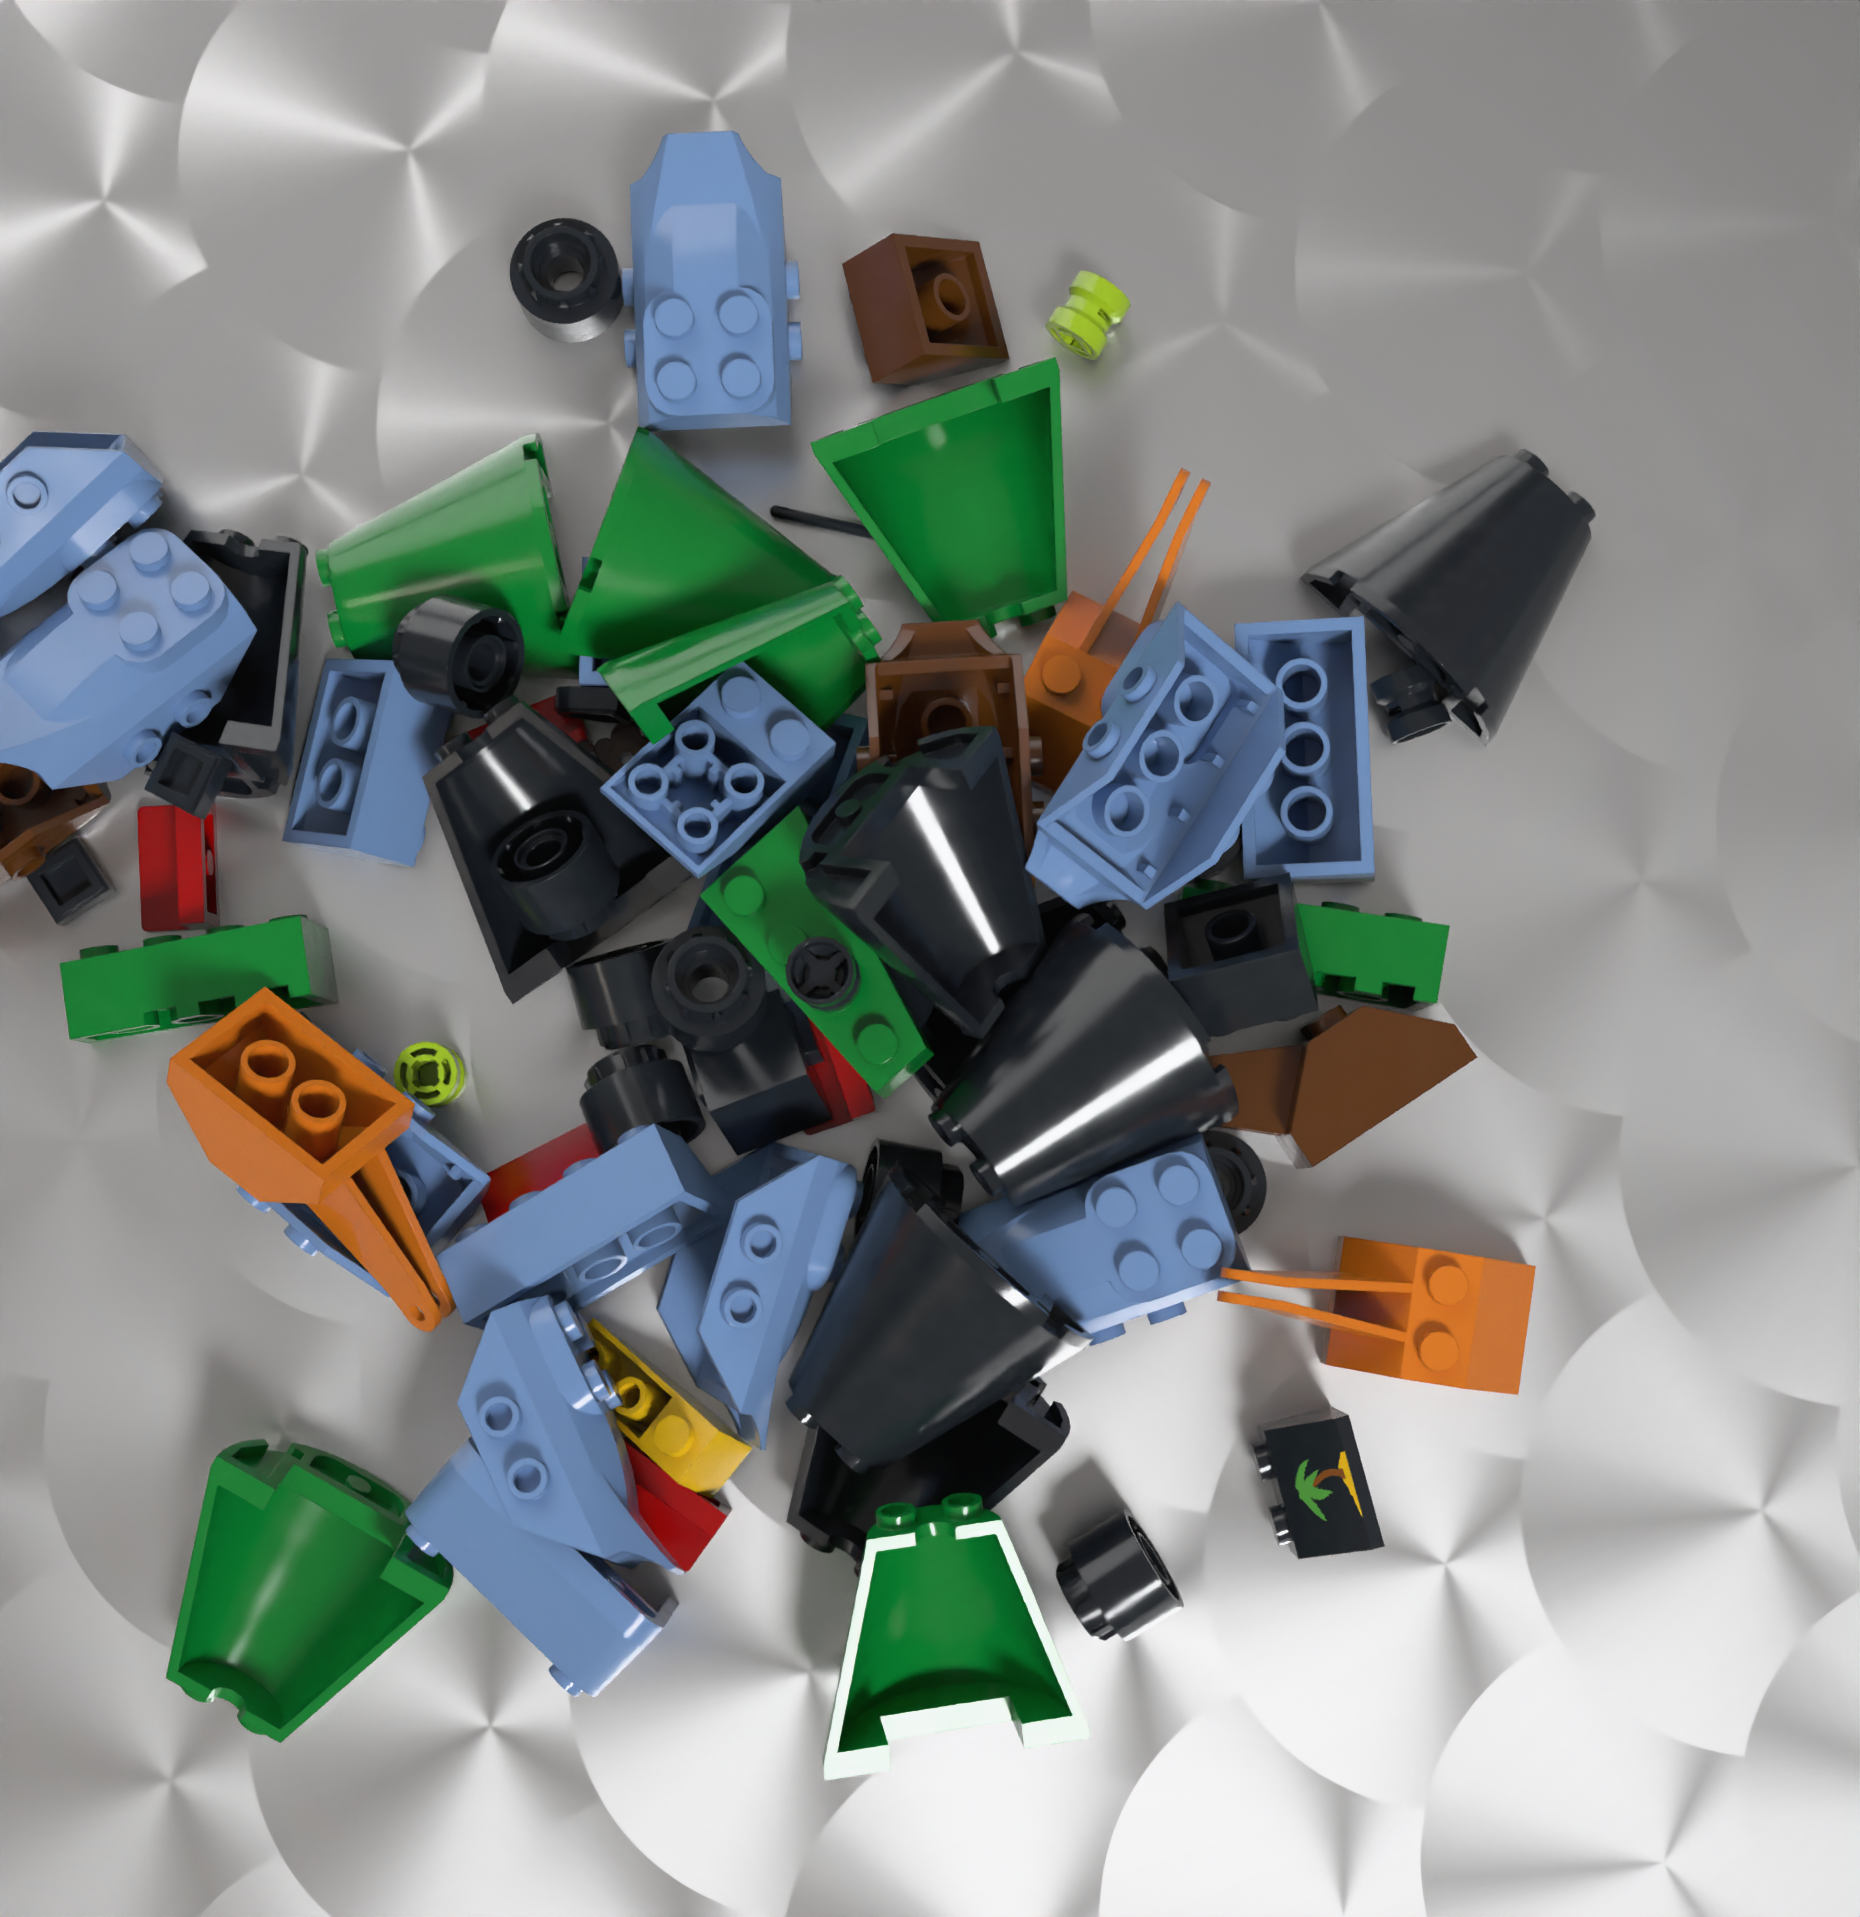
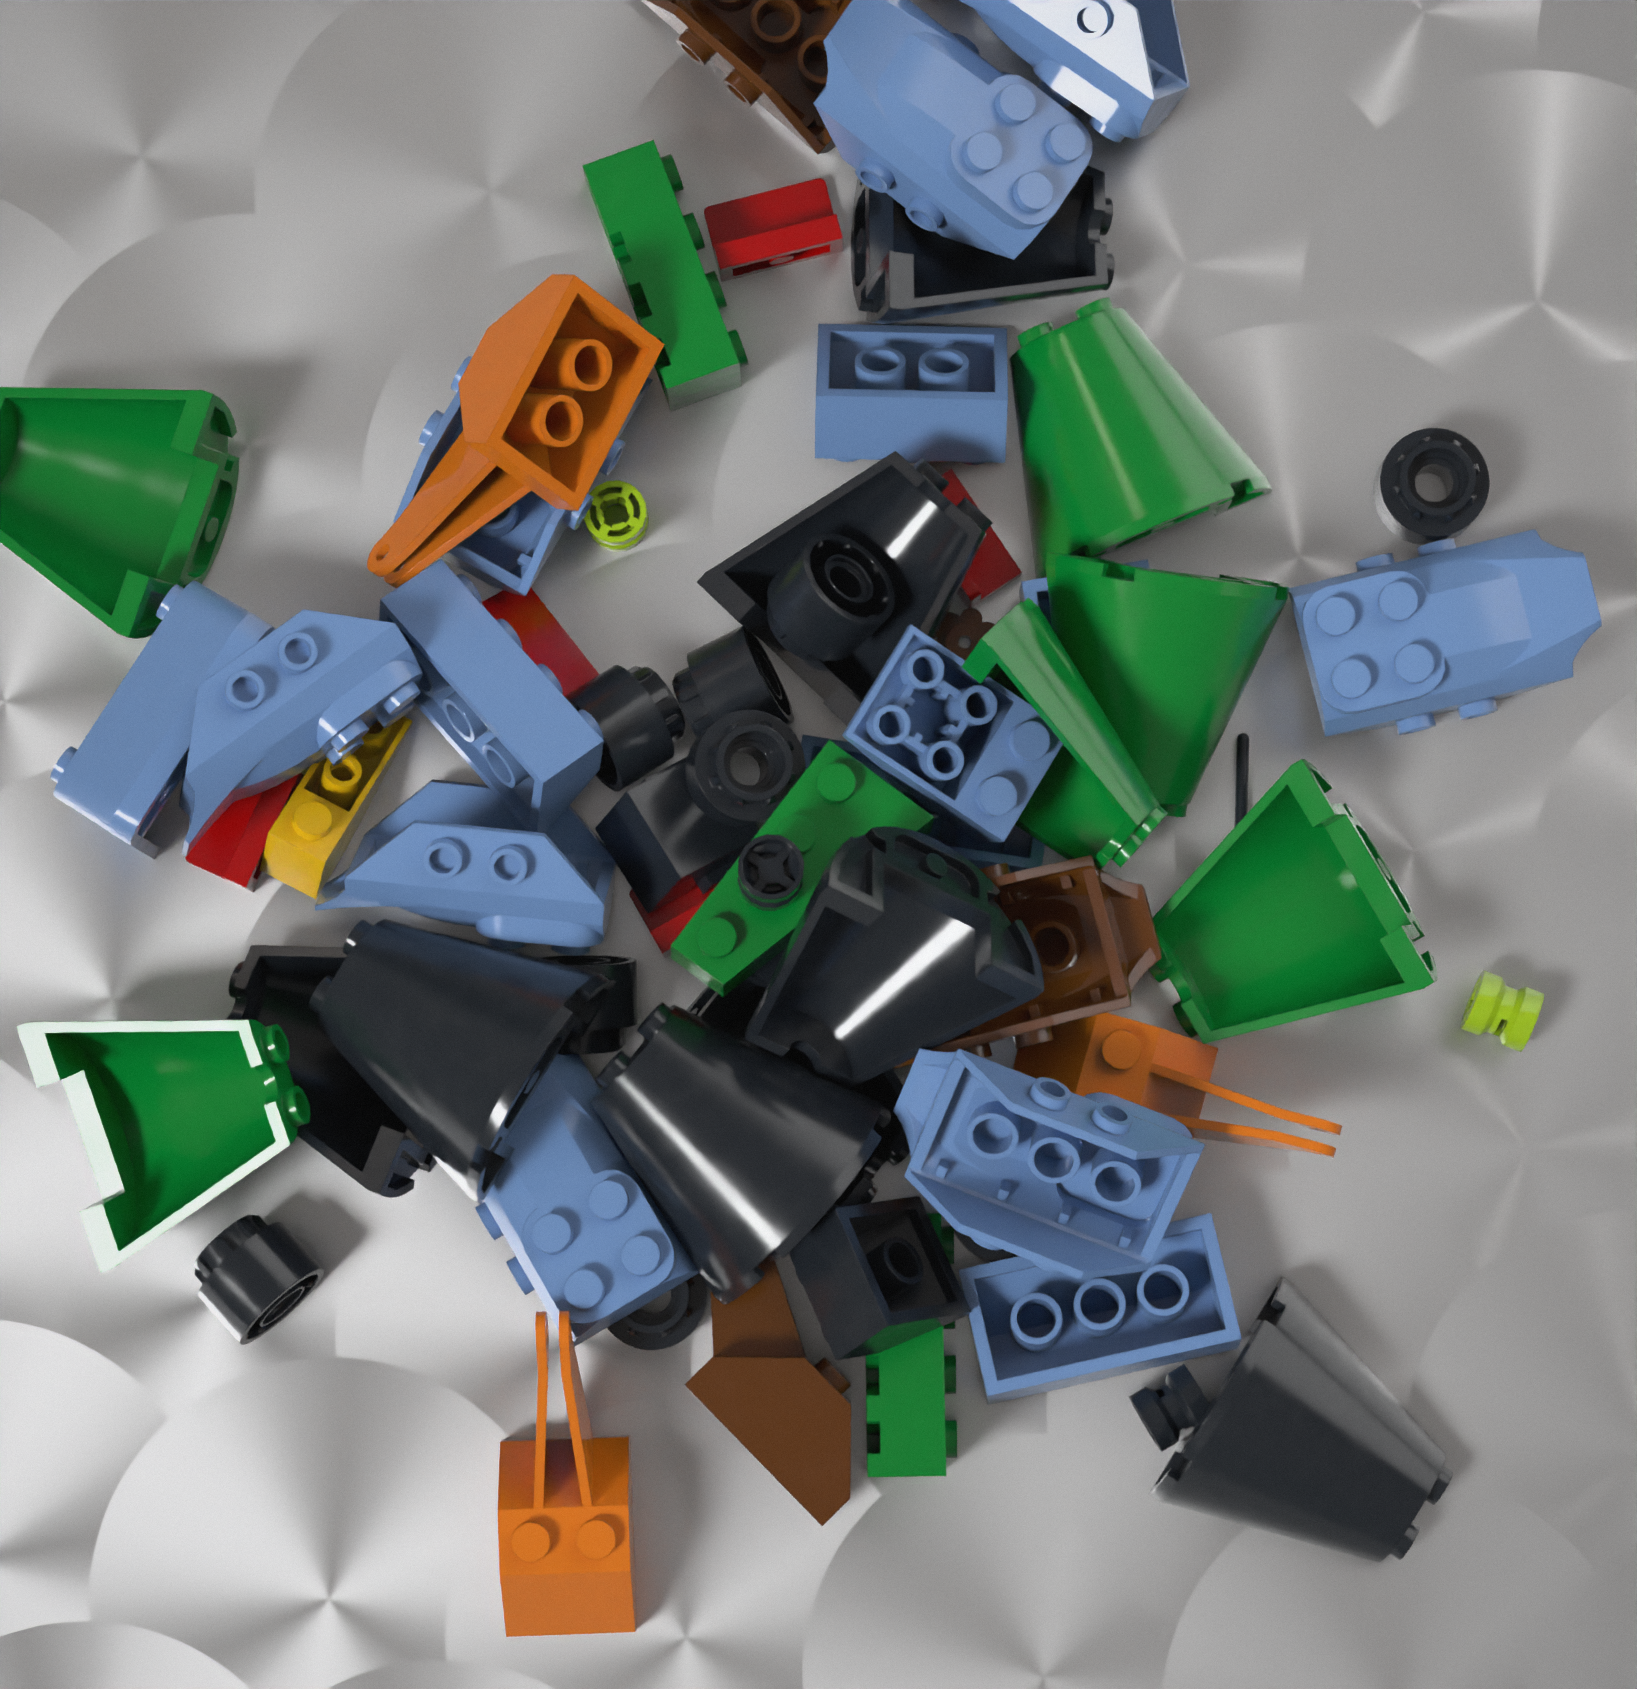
camera: 80 degrees right, 0 degrees up
(70, 882) = (737, 130): black tile -> none
(188, 775) = (858, 224): black tile -> none
(459, 654) = (1022, 461): black piece -> none
(591, 704) = (1006, 587): black tile -> none
(924, 309) = (1474, 847): reddish brown slope -> none
(1317, 1484) = (382, 1451): black slope -> none

